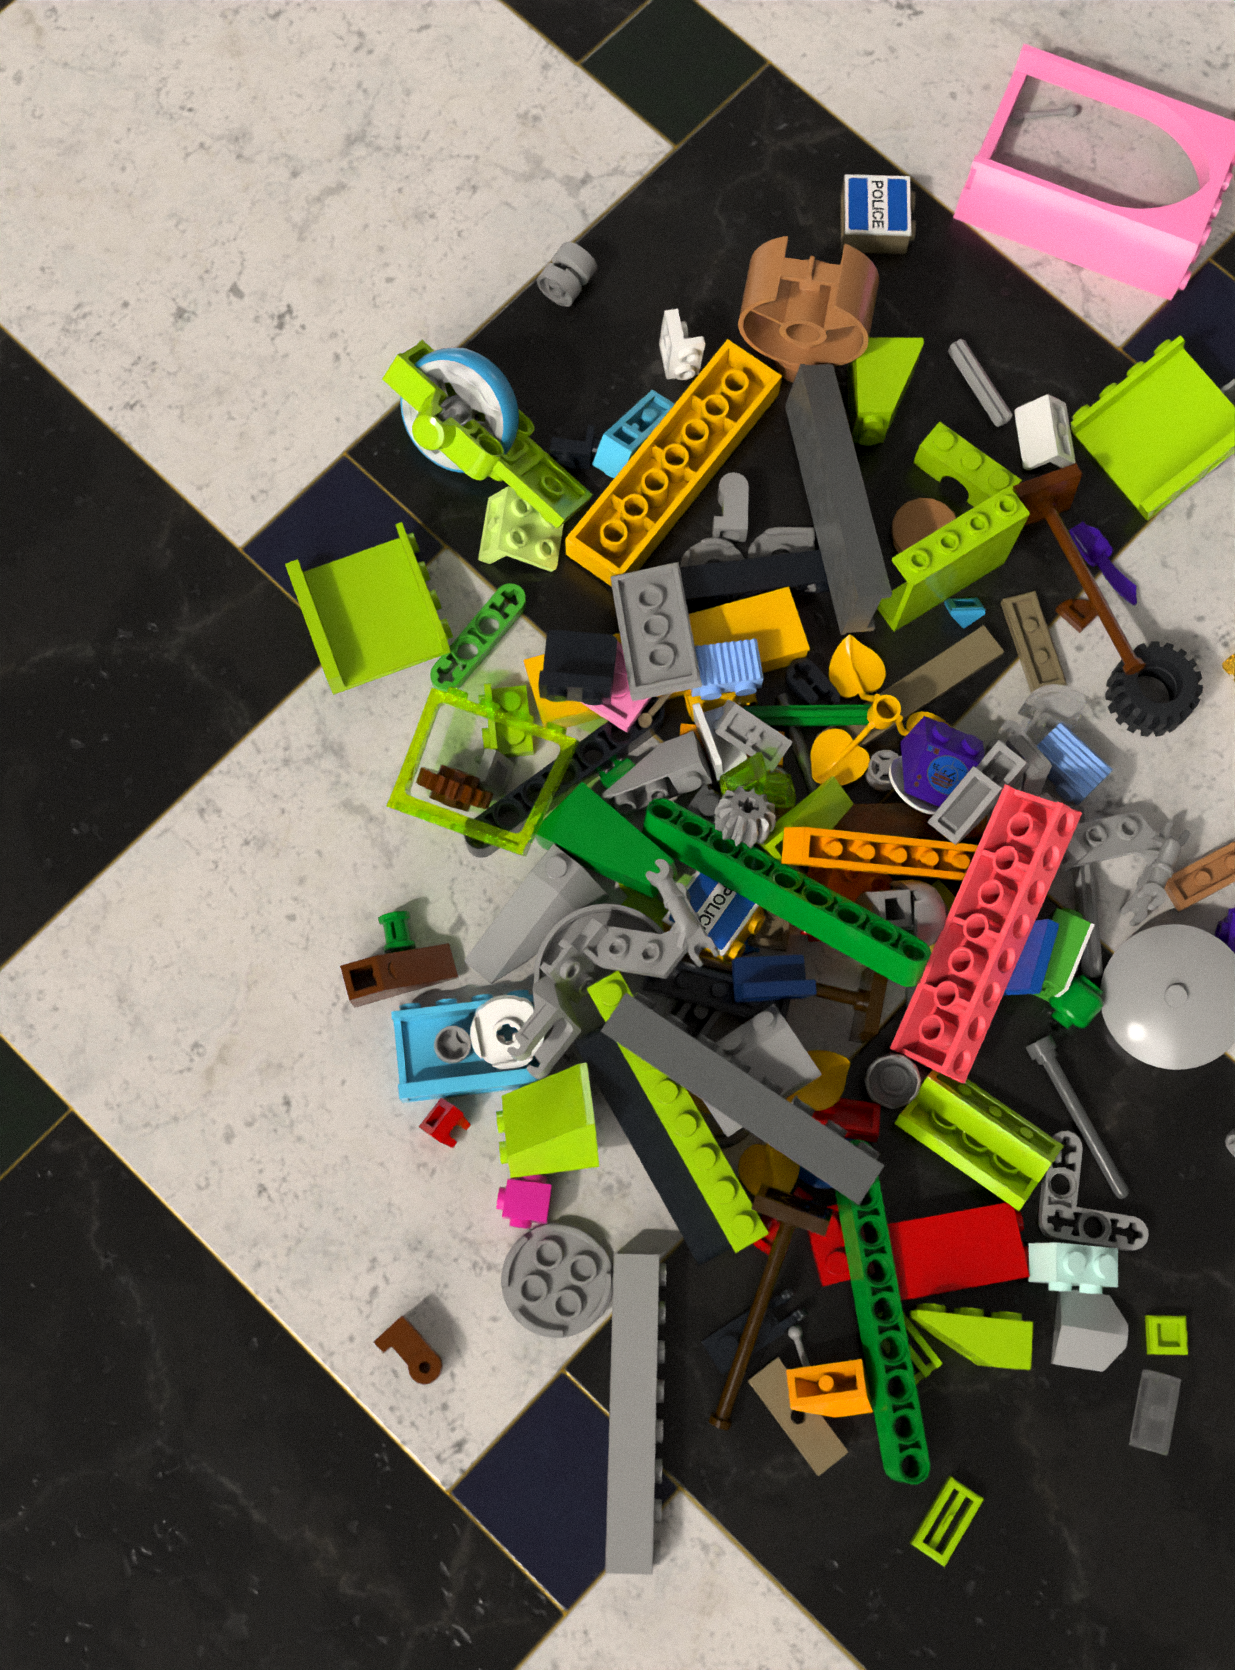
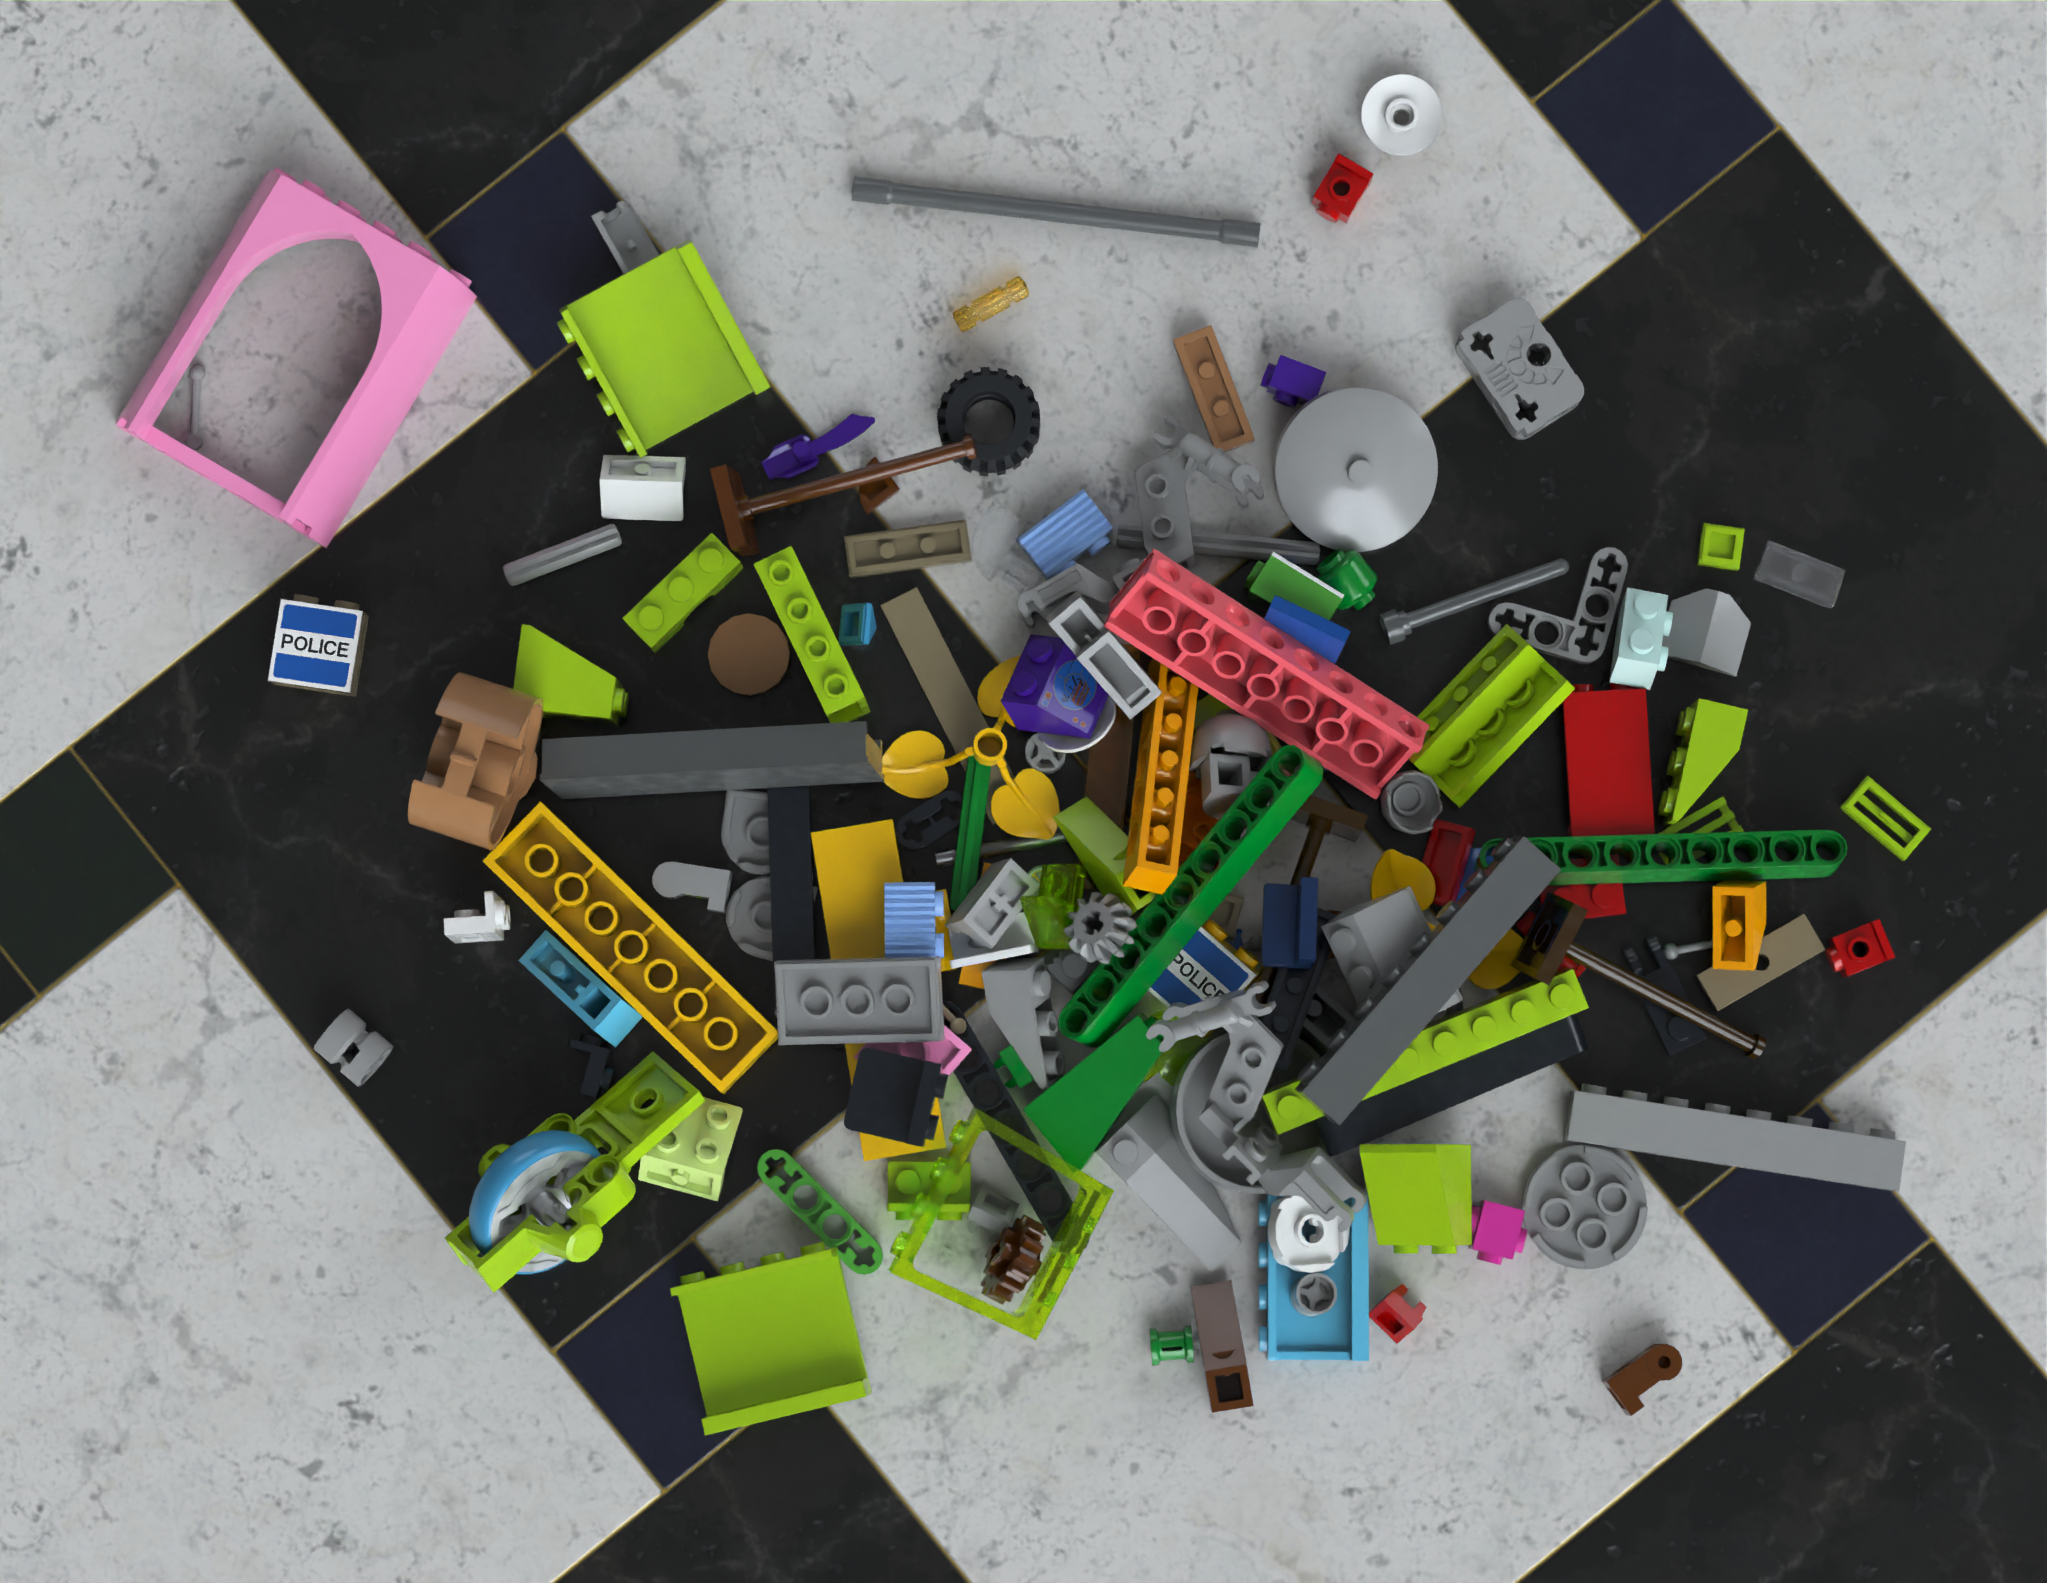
camera: 75 degrees left, 10 degrees up
(828, 1525) = (1877, 949): none -> red brick

